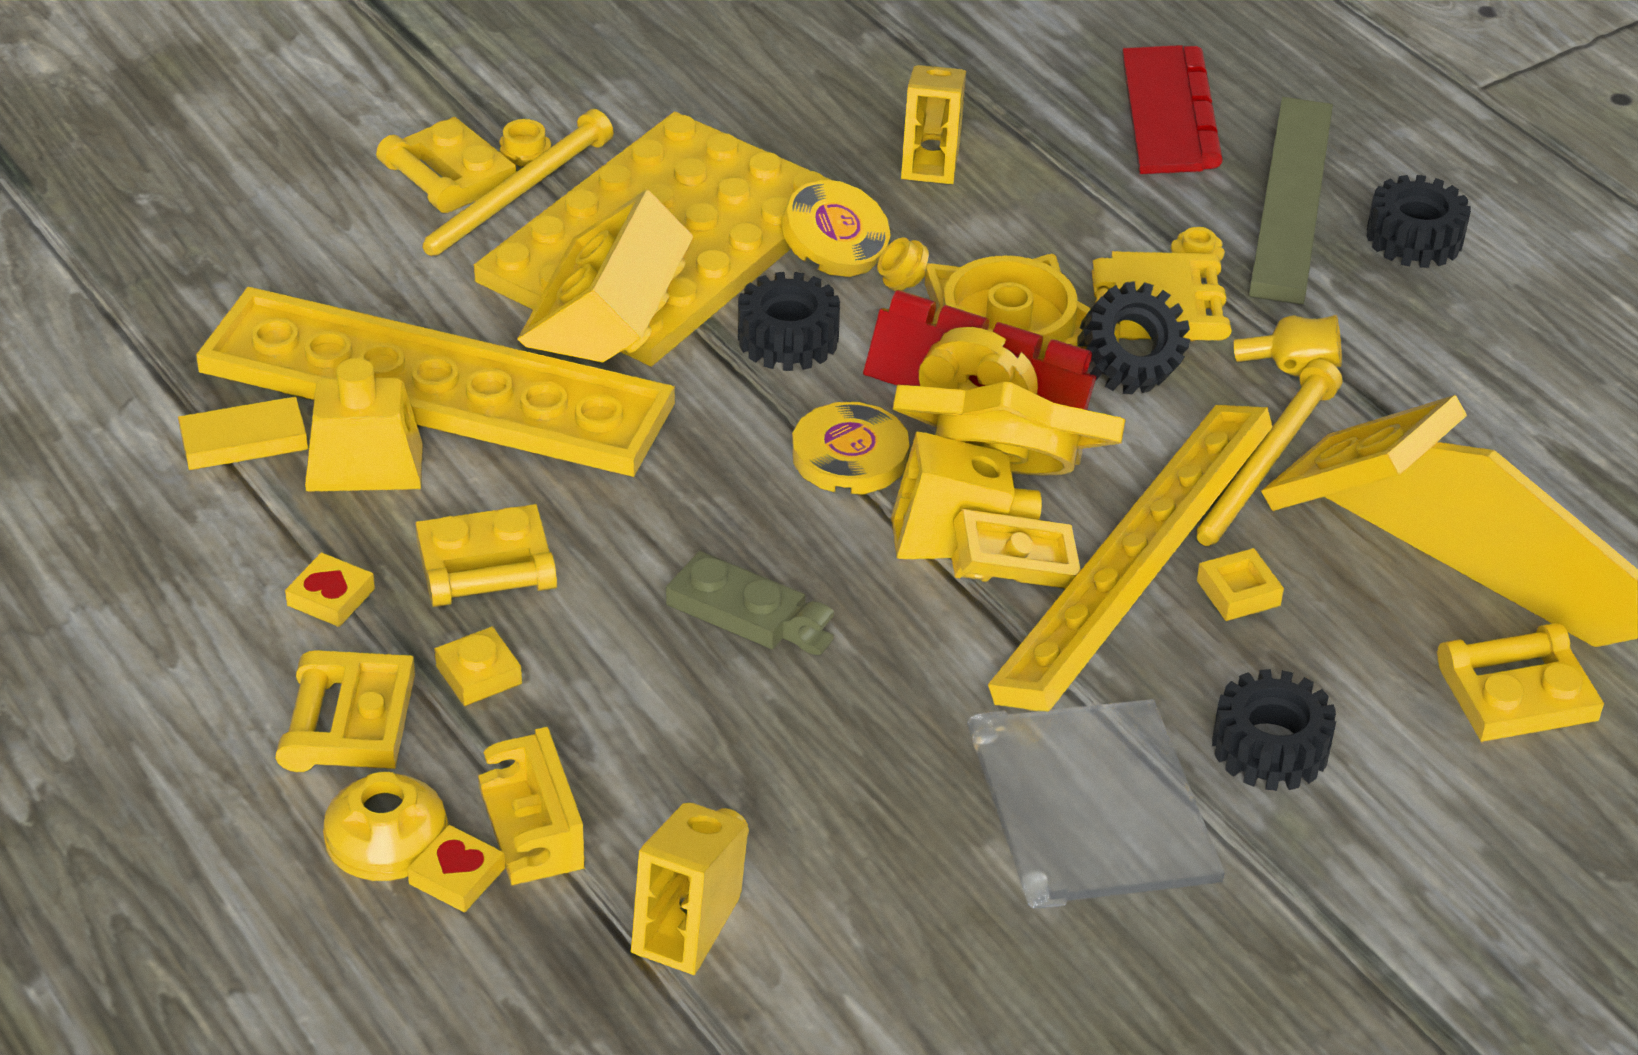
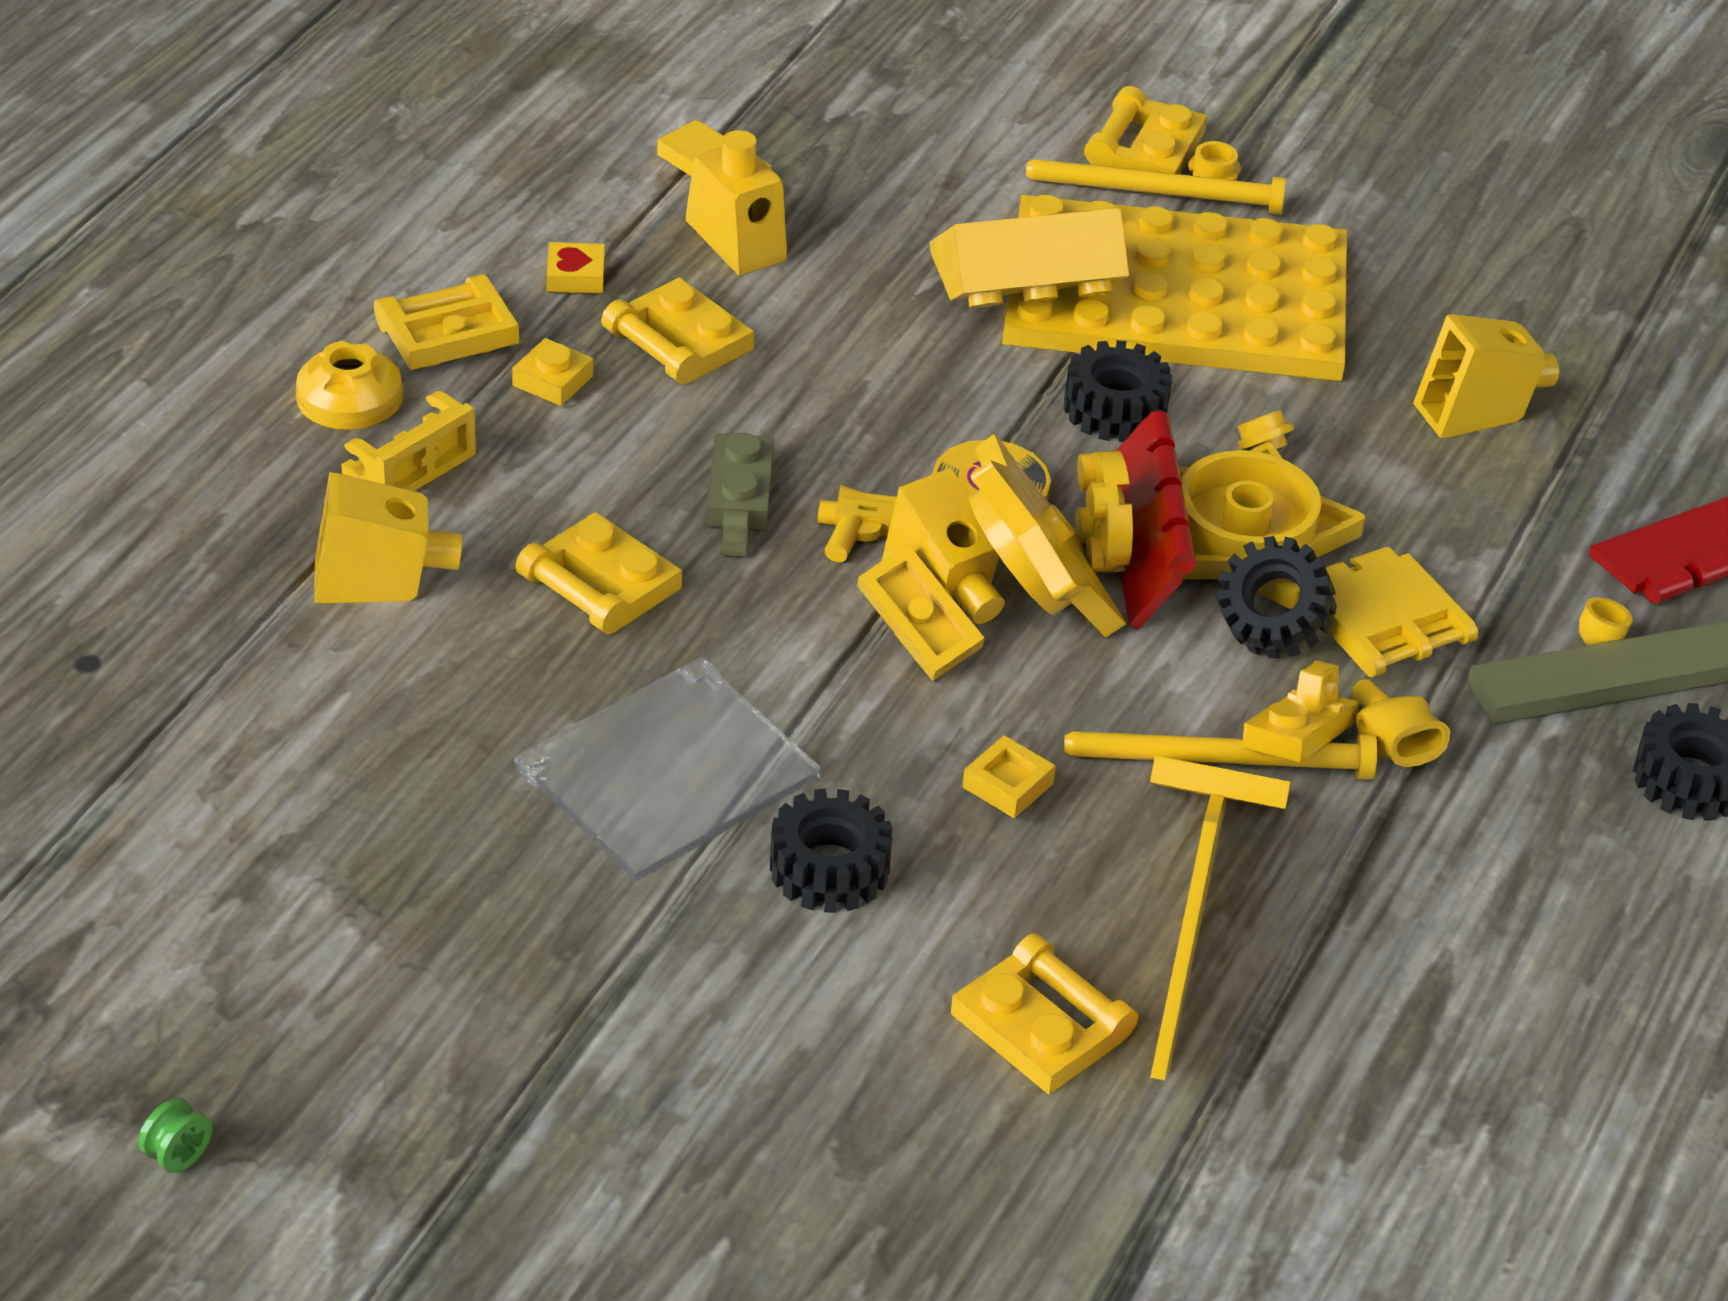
camera: 60 degrees right, 0 degrees up
(449, 379) = (860, 234): yellow plate -> none
(456, 868) = (324, 433): yellow tile -> none
(801, 741) = (608, 560): none -> yellow plate
(835, 227) = (1269, 369): yellow tile -> none
(842, 541) = (856, 518): none -> yellow piece
(1129, 559) = (972, 692): yellow plate -> none
(1198, 241) = (1493, 619): yellow plate -> none
(1243, 196) = (1603, 621): none -> yellow hinge
(1267, 382) = (1304, 718): none -> yellow hinge

